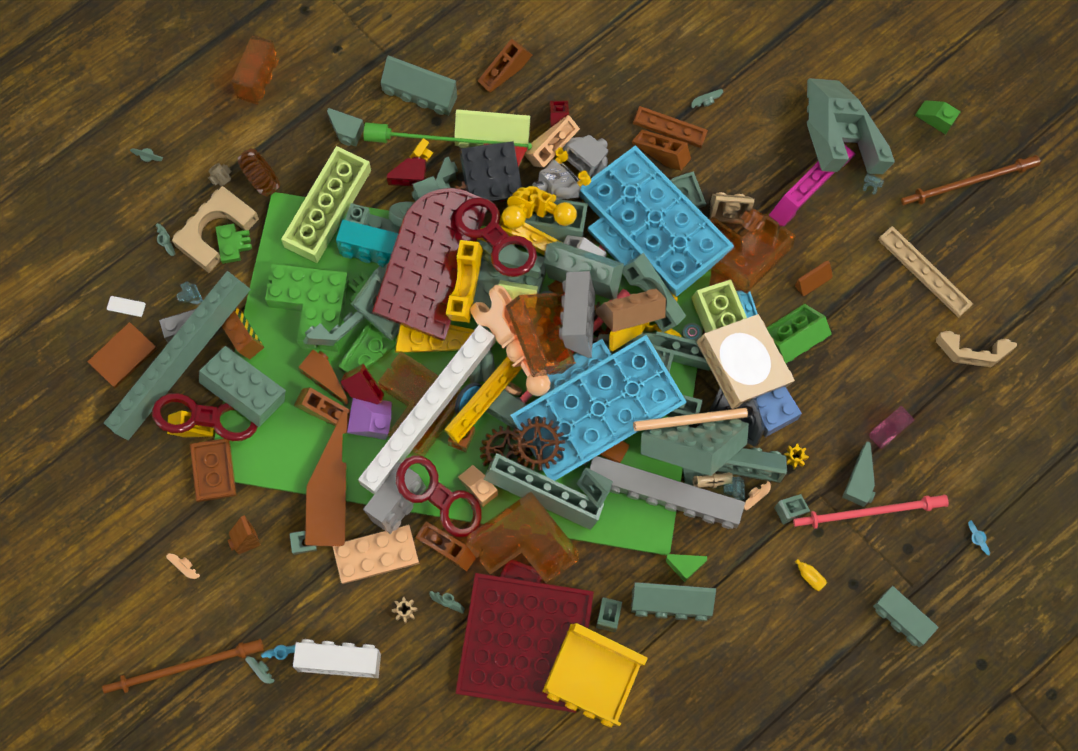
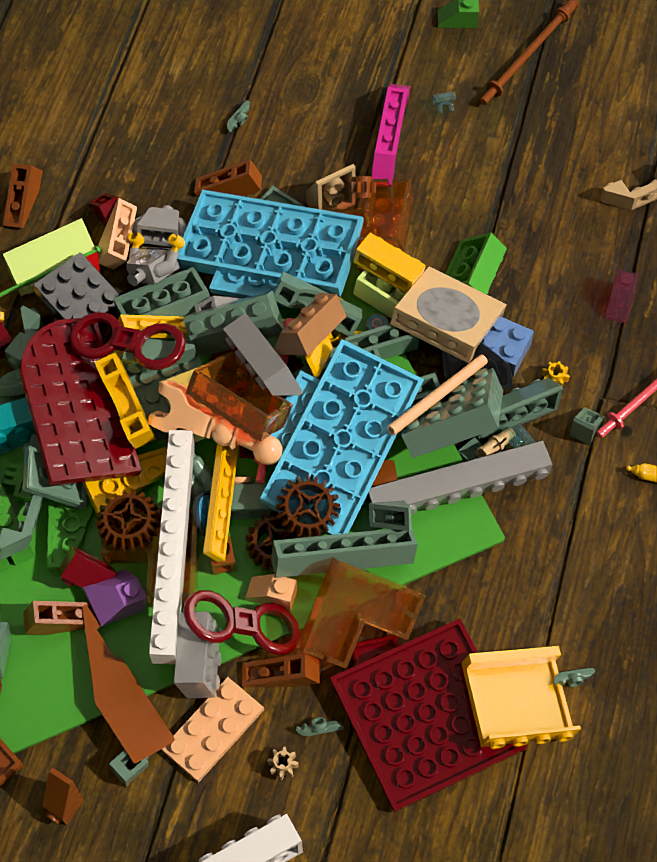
camera: 30 degrees left, 10 degrees down
(319, 370) = (32, 584): dark orange slope -> none
(419, 359) = (111, 515): none -> reddish brown gear
(531, 199) = (134, 293): yellow piece -> none
(609, 615) = (490, 633): sand green slope -> none
(644, 685) = (573, 677): none -> sand green piece
(670, 127) = (213, 161): dark orange tile -> none
(672, 601) = (541, 577): sand green slope -> none
(685, 565) = (527, 538): bright green slope -> none
(728, 293) = (388, 263): none -> yellow brick
(756, 495) = (545, 432): light nougat piece -> none
(814, 278) = (454, 212): dark orange slope -> none
(839, 118) = (381, 68): sand green wedge -> none
(861, 483) = (630, 357): sand green slope -> none
(925, 271) = (547, 149): tan tile -> none

